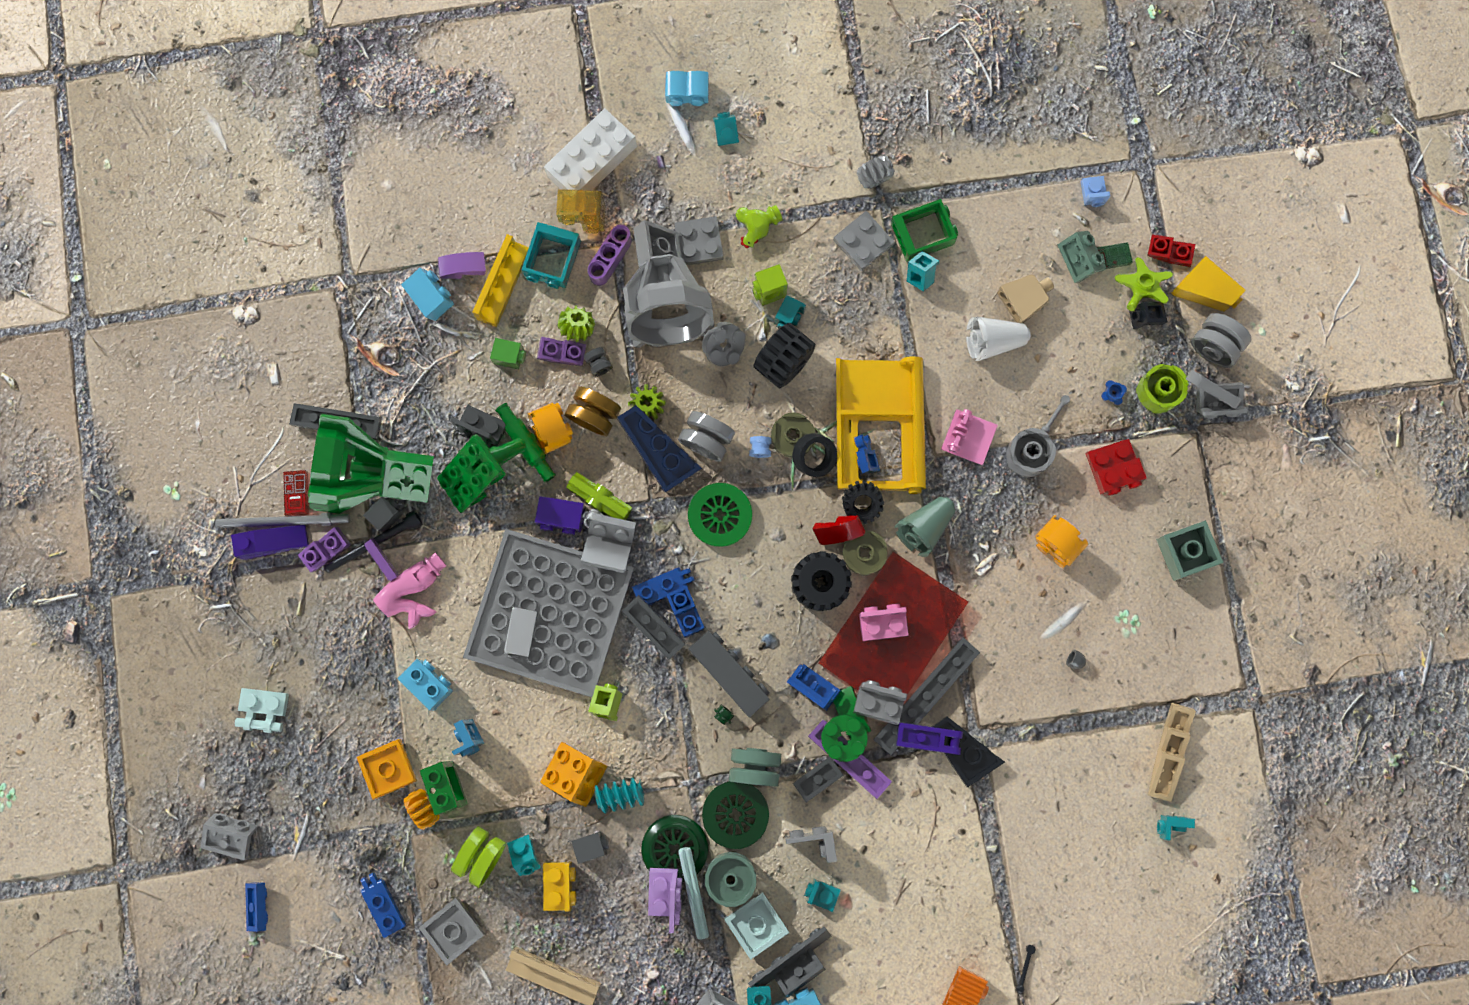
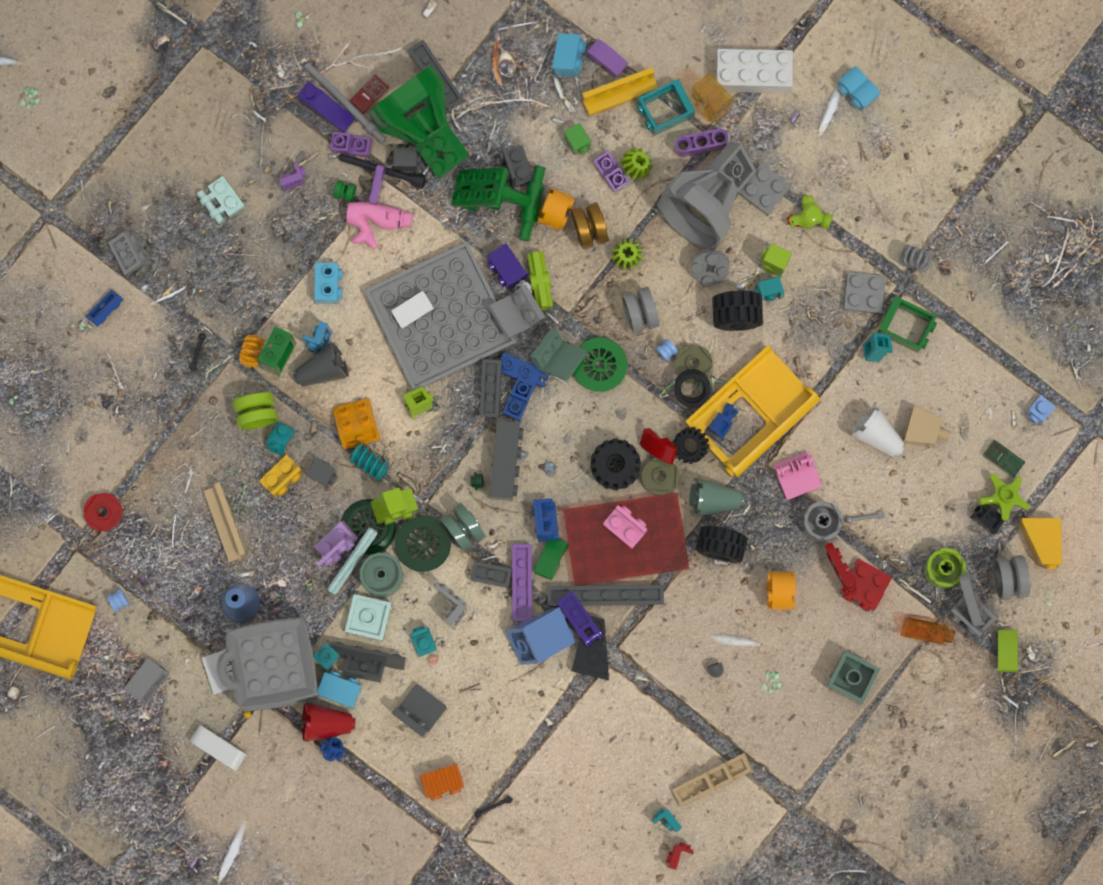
camera: 45 degrees right, 0 degrees up
(304, 632) = (293, 180): none -> medium lavender bracket
(359, 593) = (344, 191): none -> green wheel
(382, 905) = (173, 382): blue hinge -> none
(385, 874) = (202, 336): none -> black hinge
(386, 769) = (255, 308): light orange plate -> none
(451, 931) = (197, 437): light grey plate -> none
(496, 758) = (322, 367): none -> dark grey cone
(598, 362) = (625, 199): dark grey wheel -> none
(662, 456) = (602, 295): dark blue wing -> none
(680, 544) = (556, 356): none -> sand green bracket
(680, 810) = (394, 505): none -> lime brick
(726, 129) = (855, 138): teal bracket -> none
(855, 745) = (520, 567): green plate -> none
(880, 702) = (573, 568): light grey bracket -> none
(882, 958) = (419, 710): none -> dark grey bracket
(914, 787) = (540, 636): none -> medium blue slope
(975, 555) = (721, 544): none -> black tyre
(1081, 255) = (986, 440): sand green bracket -> none
(1087, 474) = (840, 568): none -> red hinge
(1118, 388) = (919, 541): blue plate -> none
(1171, 251) = (1046, 495): red slope -> none
(1201, 452) = (926, 631): none -> clear orange hinge
(1212, 849) = (674, 856): none -> red bracket
(1278, 401) = (1007, 650): none -> lime slope

